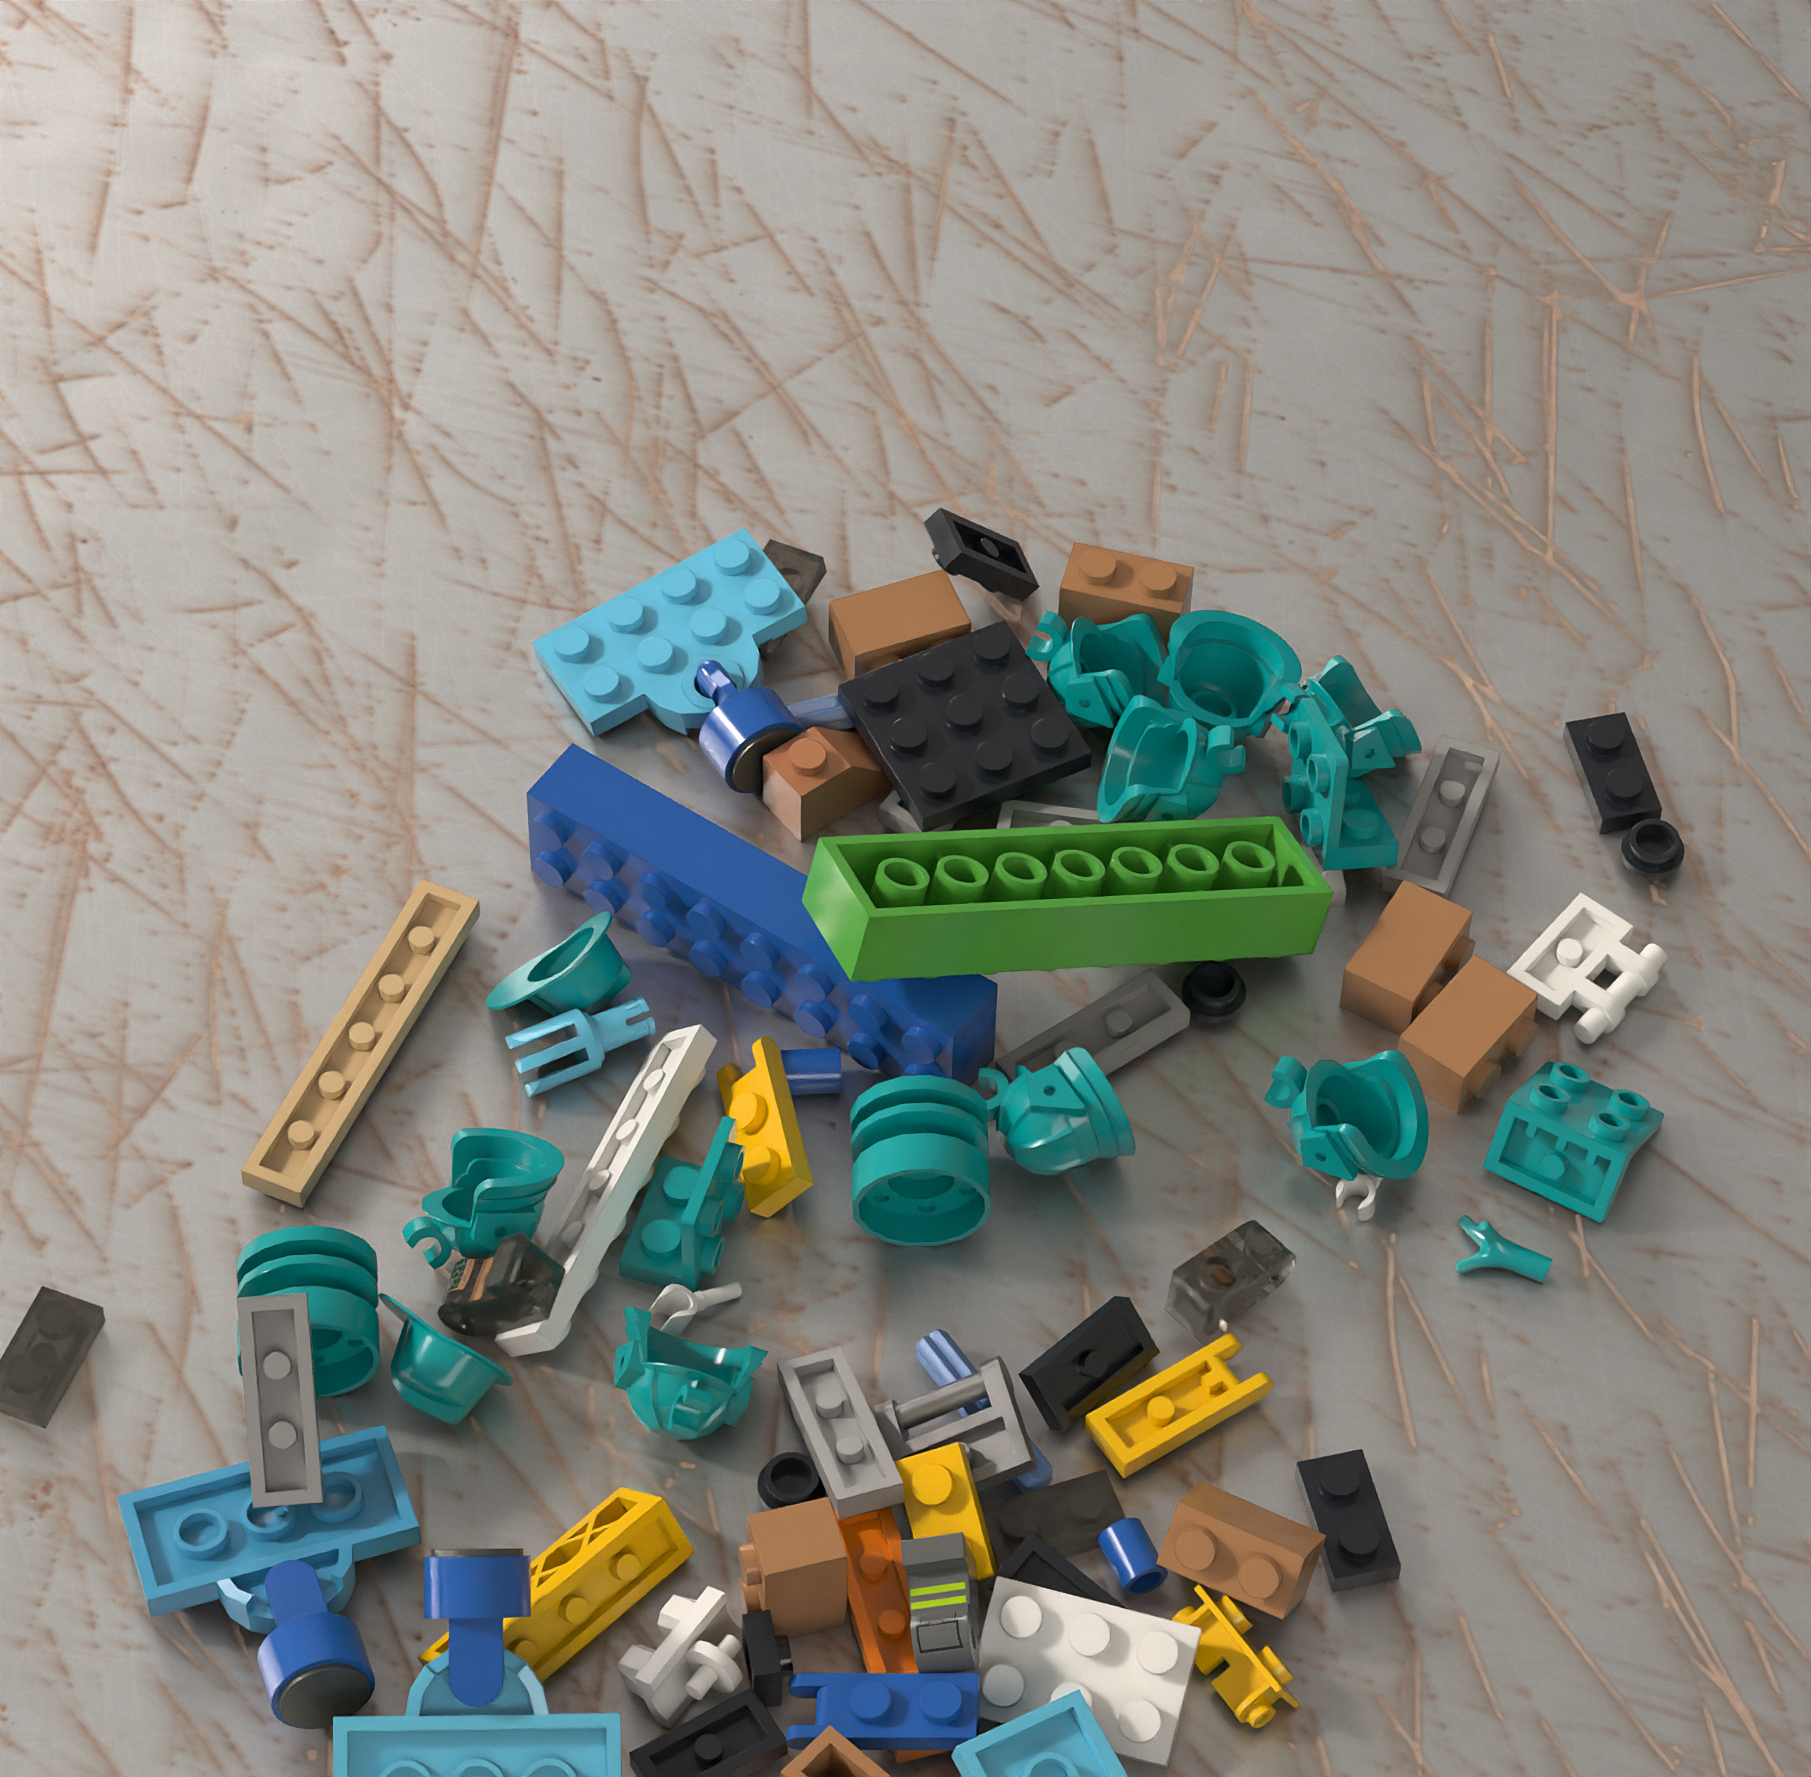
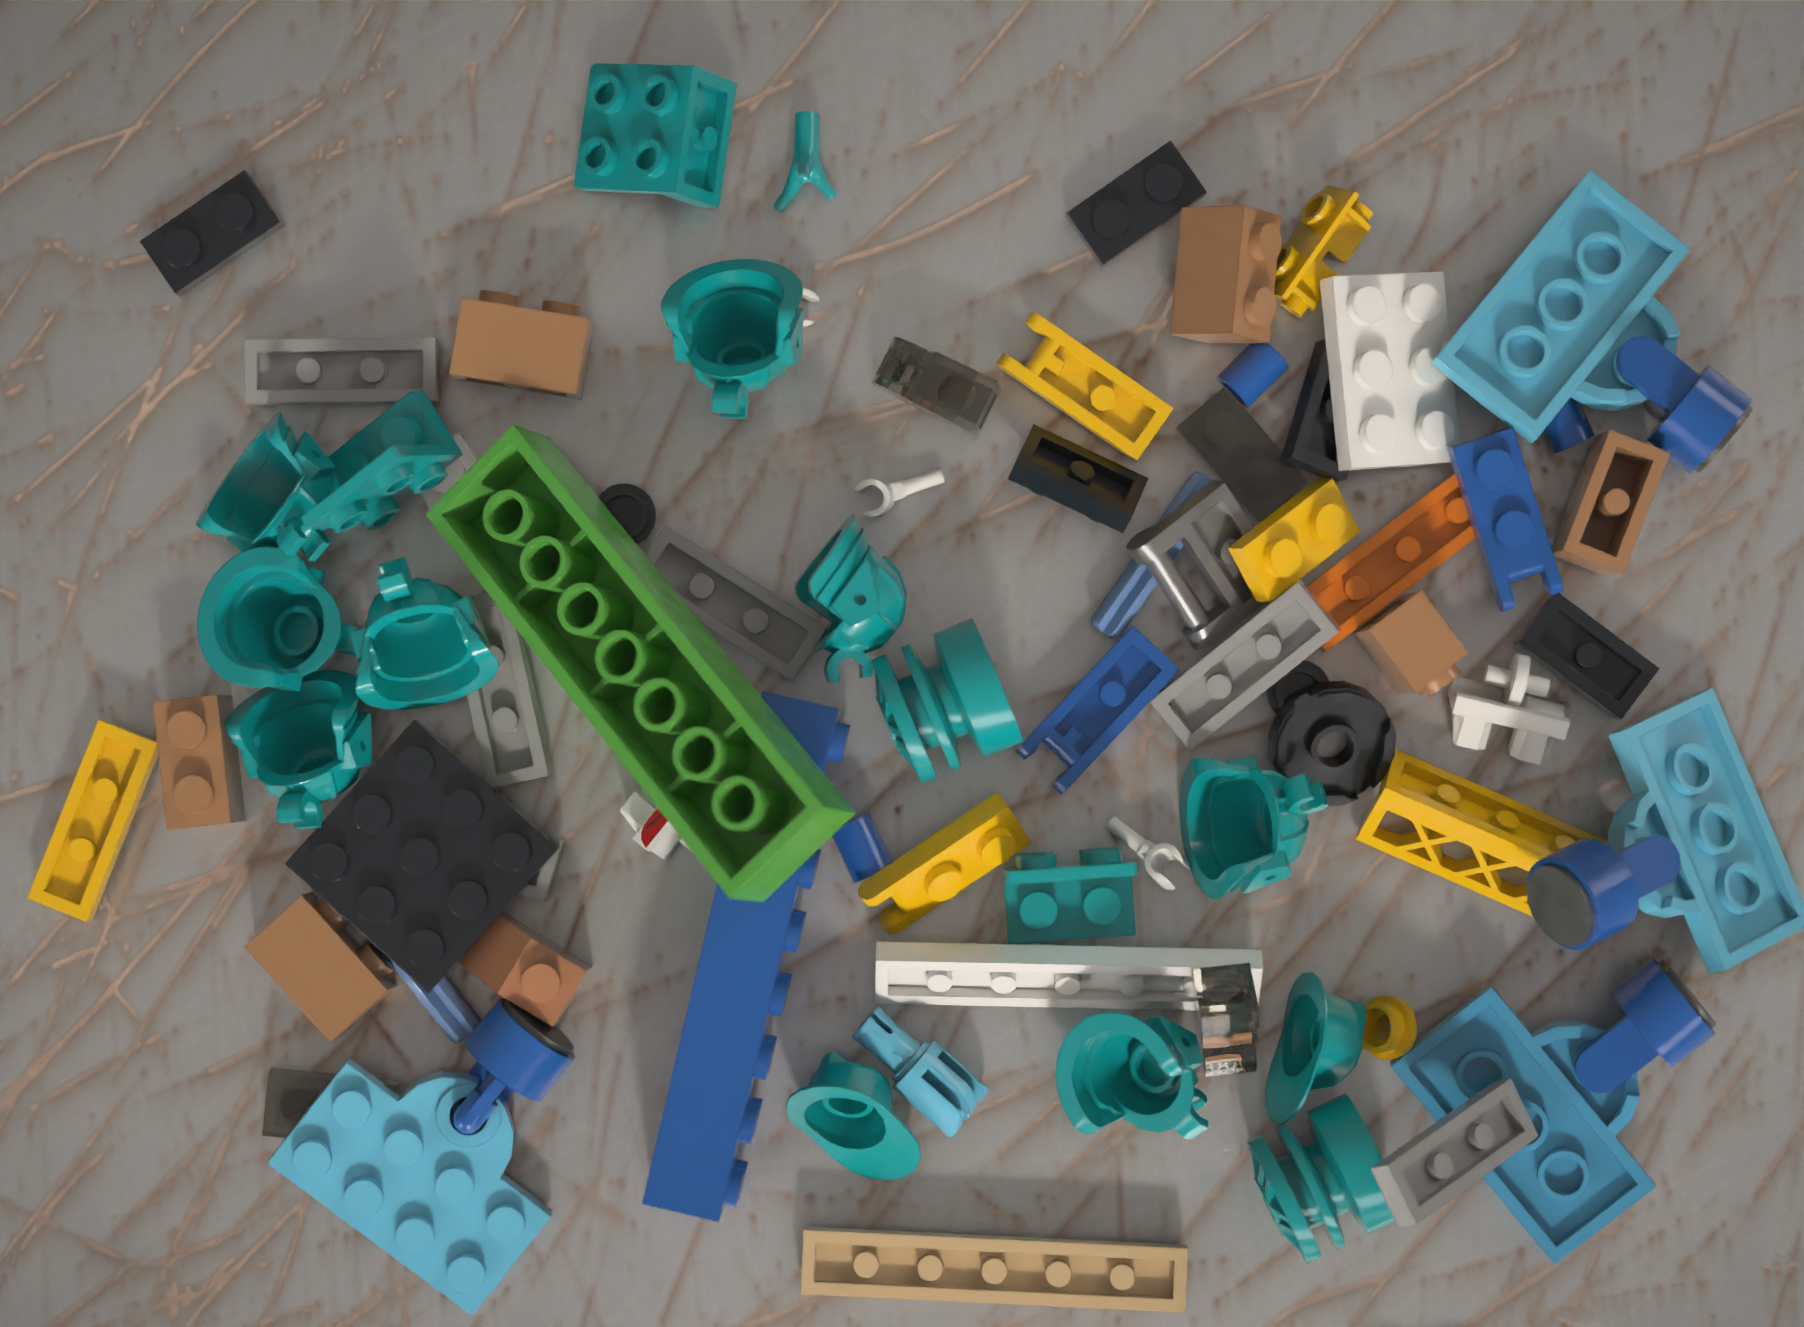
camera: 105 degrees left, 35 degrees up
(423, 1439) = (1376, 1034): none -> yellow plate
(699, 1464) = (1327, 709): none -> black tile
(765, 1657) = (1486, 641): black plate -> none
(857, 1310) = (1101, 705): none -> blue hinge
(943, 1603) = (1401, 502): dark grey leg -> none
(980, 555) = (206, 920): black plate -> none
(1101, 511) = (94, 820): none -> yellow plate
(1143, 1211) = (899, 489): none -> white hand
(1469, 1033) = (587, 262): medium nougat brick -> none
(1574, 953) = (455, 200): white plate -> none
(1652, 849) = (295, 165): black plate -> none

